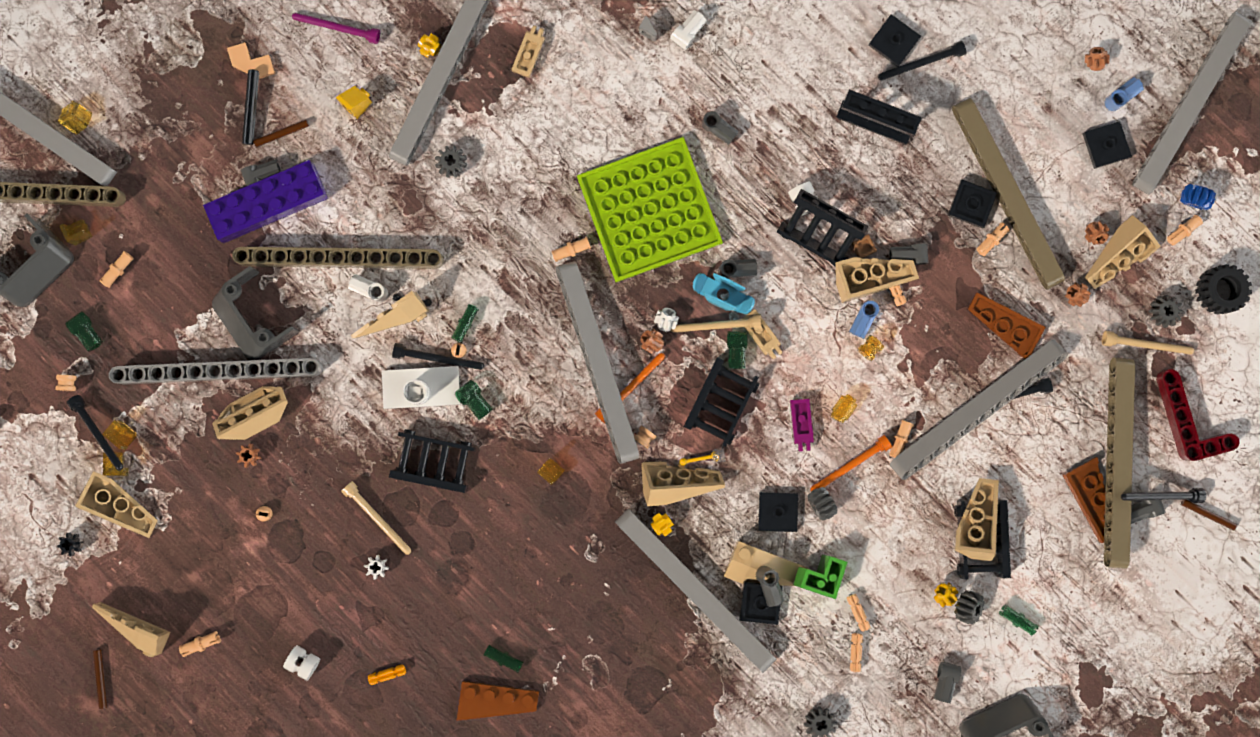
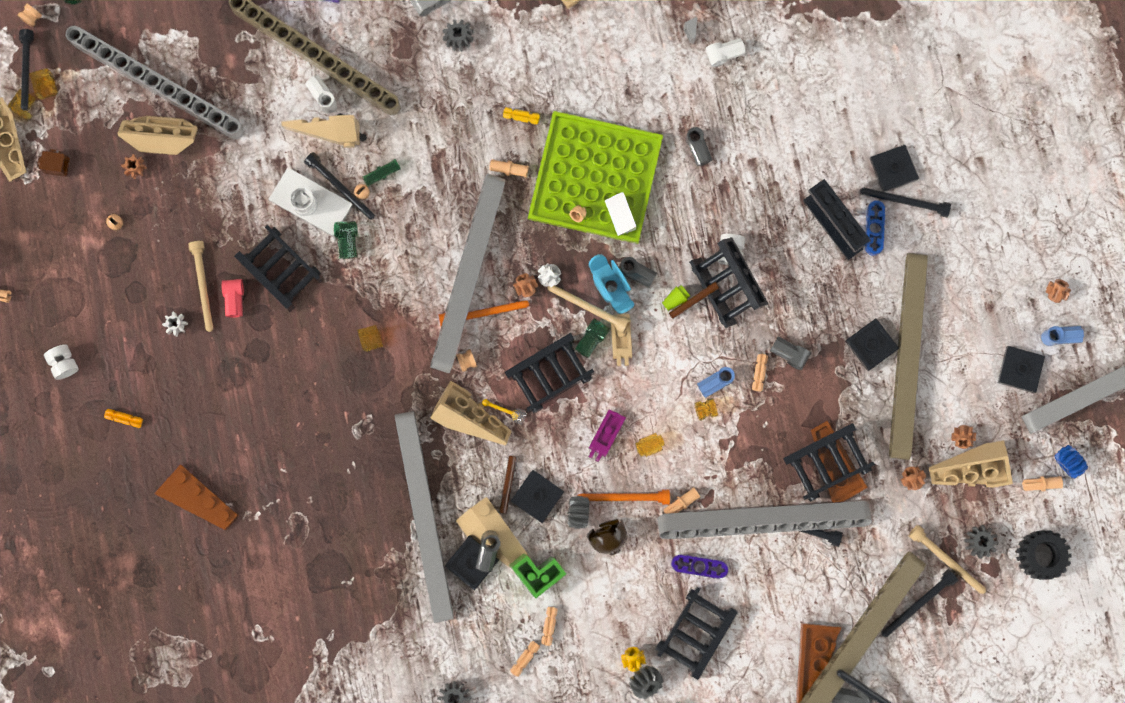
camera: 35 degrees right, 5 degrees down
(176, 497) = (53, 163): none -> reddish brown brick
(252, 344) = (199, 78): dark grey windscreen -> none
(407, 508) = (233, 292): none -> coral piece
(503, 658) = (227, 468): clear green pin -> none
(551, 197) = (521, 115): none -> yellow axle
(657, 247) = (574, 213): none -> light nougat hinge
(662, 524) = (432, 442): yellow gear -> none
(693, 228) = (620, 214): none -> white slope
(747, 519) = (507, 485): none -> reddish brown bar
(784, 269) = (675, 298): none -> lime cone
(802, 261) = (695, 299): none -> reddish brown bar
(860, 507) = (609, 537): none -> dark brown cylinder
(864, 247) = (756, 322): medium nougat tile -> none
(868, 276) = (741, 347): tan wedge -> none
(909, 87) = (870, 214): none -> blue beam
(964, 481) = (713, 574): none -> dark purple beam
(979, 522) = (697, 616): tan wedge -> none
(991, 310) = (830, 443): none -> black fence
(992, 239) = (870, 385): light nougat axle -> none
(1157, 361) = (947, 579): none -> black piece
(1177, 426) = (938, 650): dark red beam -> none

